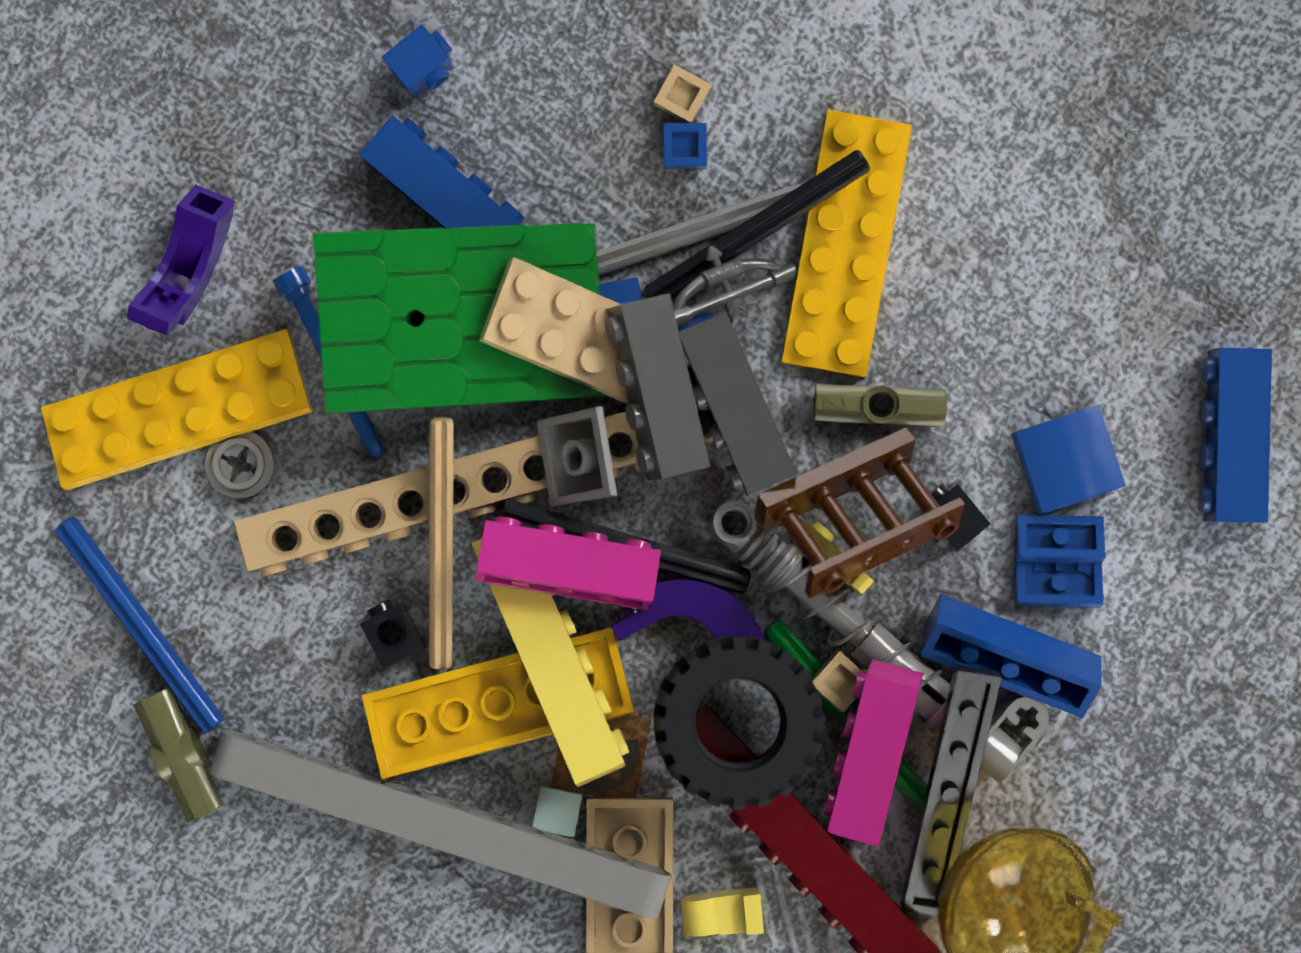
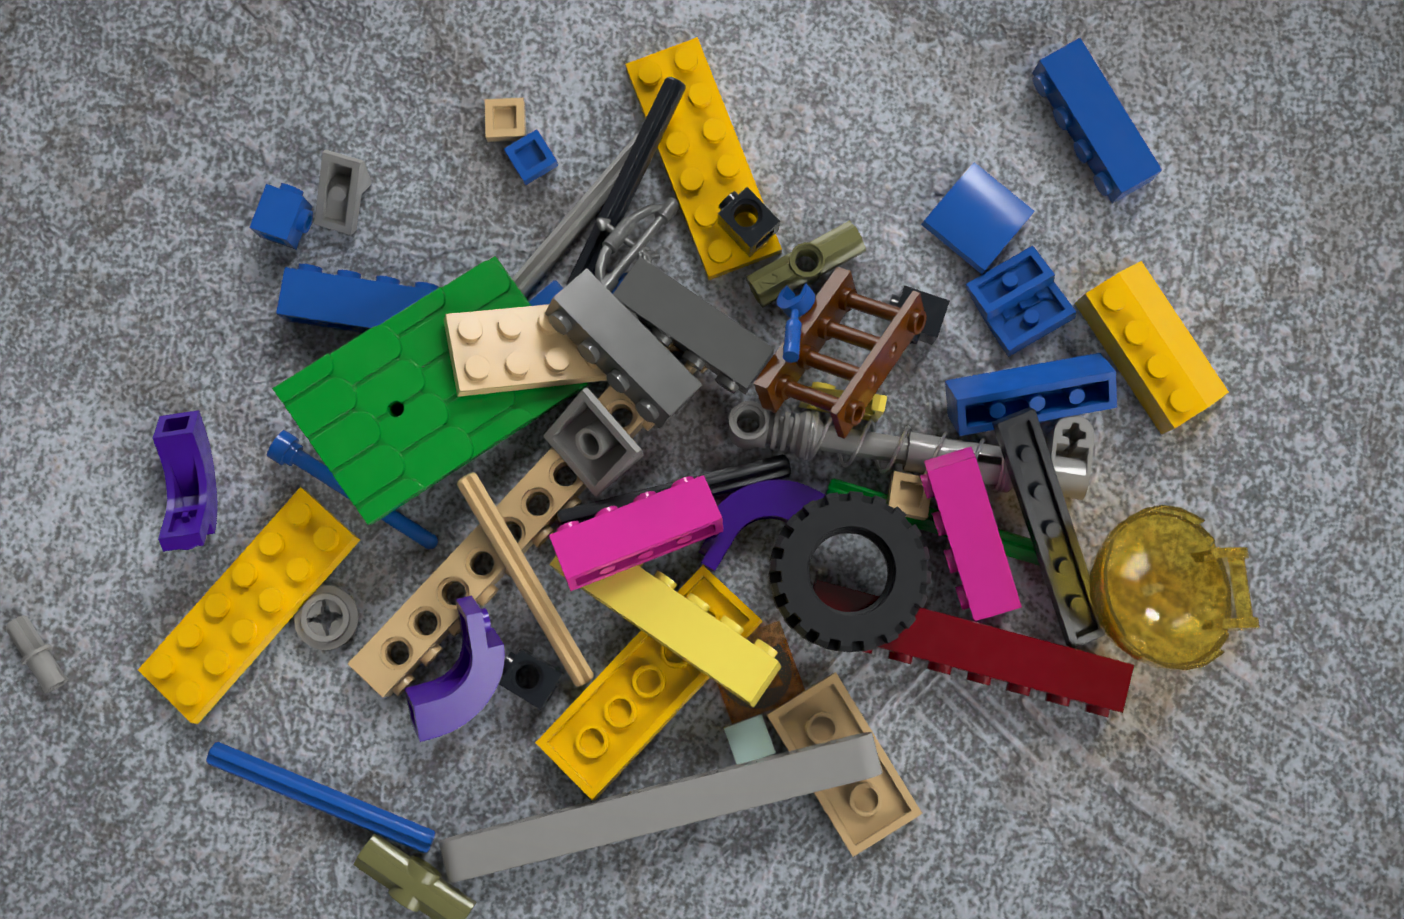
camera: 30 degrees left, 5 degrees down
(328, 607) = (470, 683): none -> dark purple arch
(486, 73) = (340, 192): none -> light grey slope
(722, 913) = (932, 739): light yellow leg -> none
(840, 445) = (793, 308): none -> blue piece
(847, 353) = (752, 237): none -> black brick
(1153, 681) = (1151, 347): none -> yellow slope

